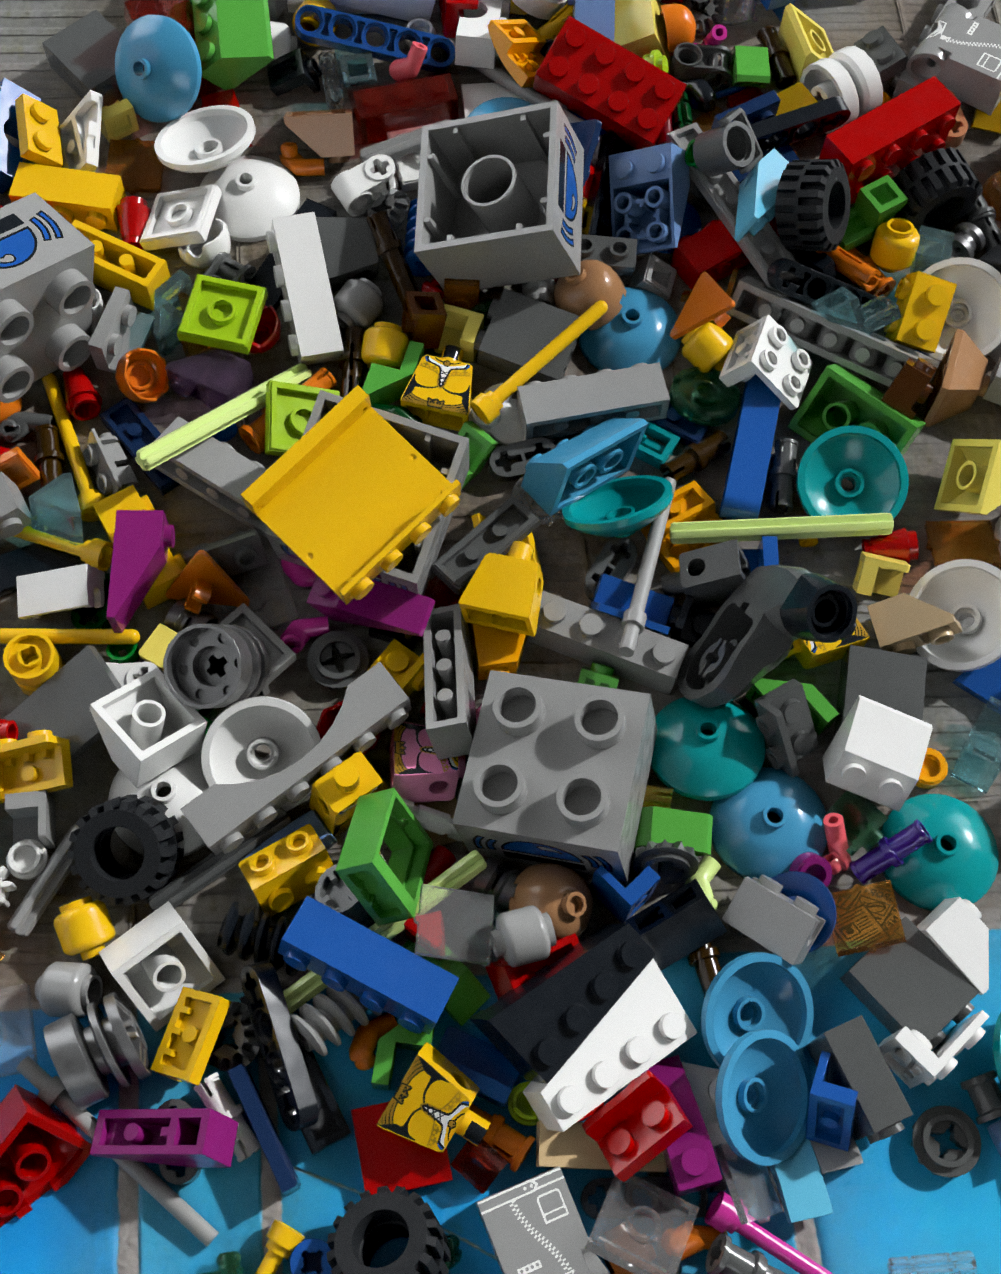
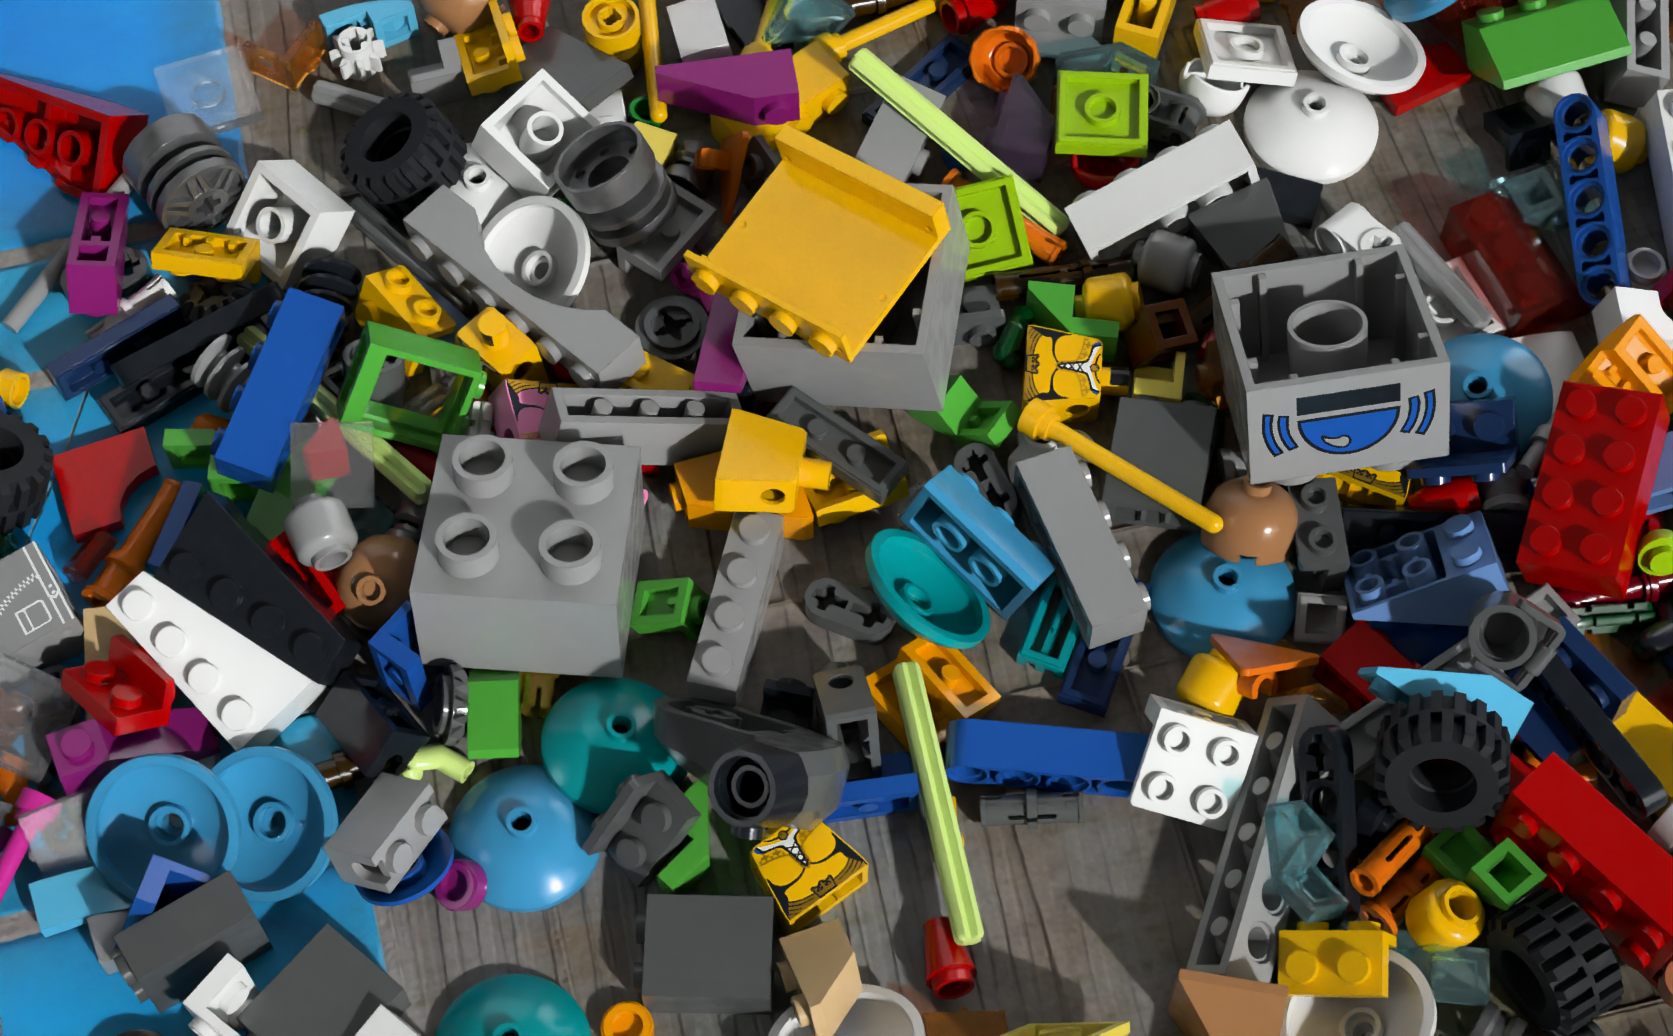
camera: 85 degrees right, 5 degrees down
(27, 859) = (393, 79): white plate -> none
(68, 989) = (254, 138): light grey head -> none
(84, 927) = (319, 143): yellow head -> none
(103, 455) = (894, 46): light grey hinge -> none
(298, 164) = (1378, 166): orange arm -> none
(325, 132) = (1428, 176): medium nougat slope -> none
(408, 67) = (1563, 252): coral arm -> none
(434, 1103) = (142, 487): torso -> none
(615, 595) = (789, 629): blue panel -> none
(635, 616) = (748, 613): light grey bar -> none
(696, 456) = (1034, 691): dark brown pin -> none
(703, 397) = (1121, 686): clear green tile -> none
(836, 843) = (509, 916): coral arm -> none
(847, 400) = (1136, 897): bright green slope -> none
(860, 819) = (537, 937): clear green bracket -> none
(861, 457) = (1026, 854): teal dish -> none
(866, 919) = (402, 946): clear orange piece -> none
(877, 753) = (614, 934): white slope -> none
(879, 574) = (901, 936): light yellow panel -> none
(890, 852) = (492, 972): dark purple pin -> none
(910, 386) = (1185, 939): reddish brown brick -> none

